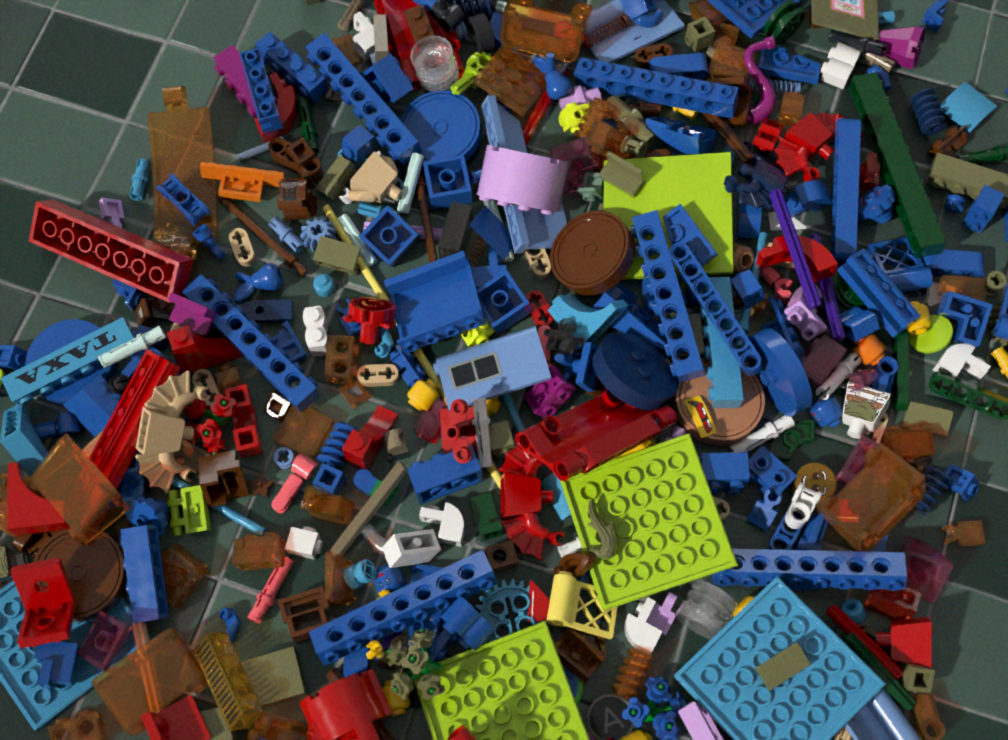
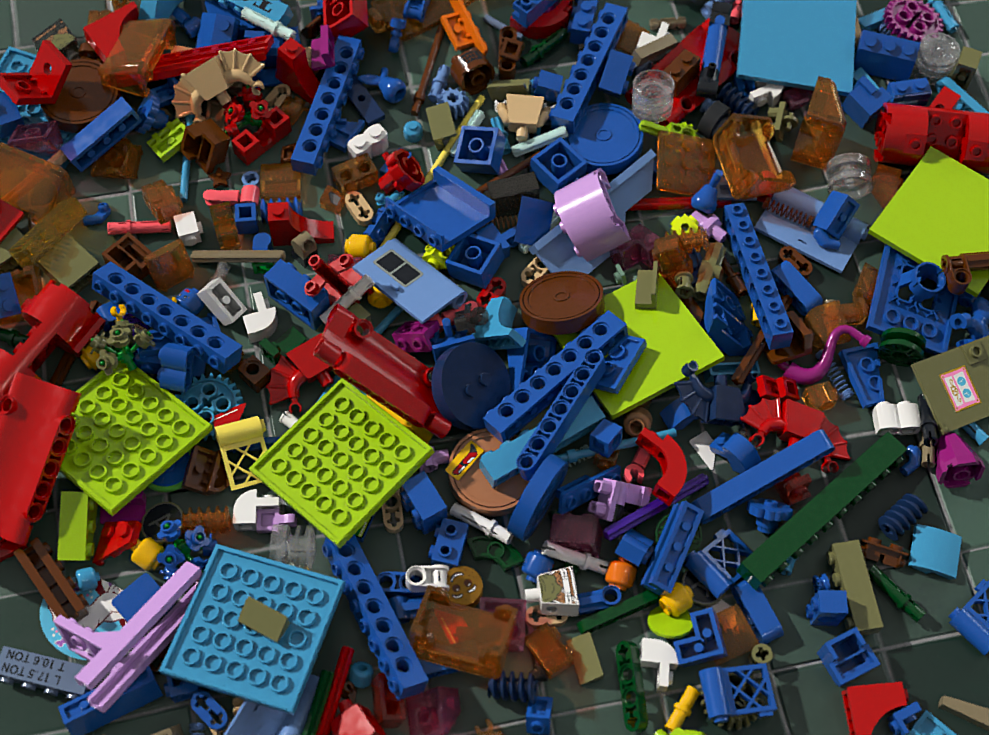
camera: 55 degrees right, 5 degrees down
(118, 383) = (236, 33): black piece -> none
(237, 249) = (406, 58): tan beam -> none
(361, 573) = (181, 277): dark azure wheel -> none
(576, 563) = (276, 428): reddish brown arm -> none
(606, 532) = (303, 438): olive piece -> none
(699, 34) = (838, 285): olive brick -> none
(765, 512) = (412, 556): blue plate -> none
(795, 248) = (664, 453): dark purple axle -> none
(862, 378) = (583, 576): clear pink plate -> none

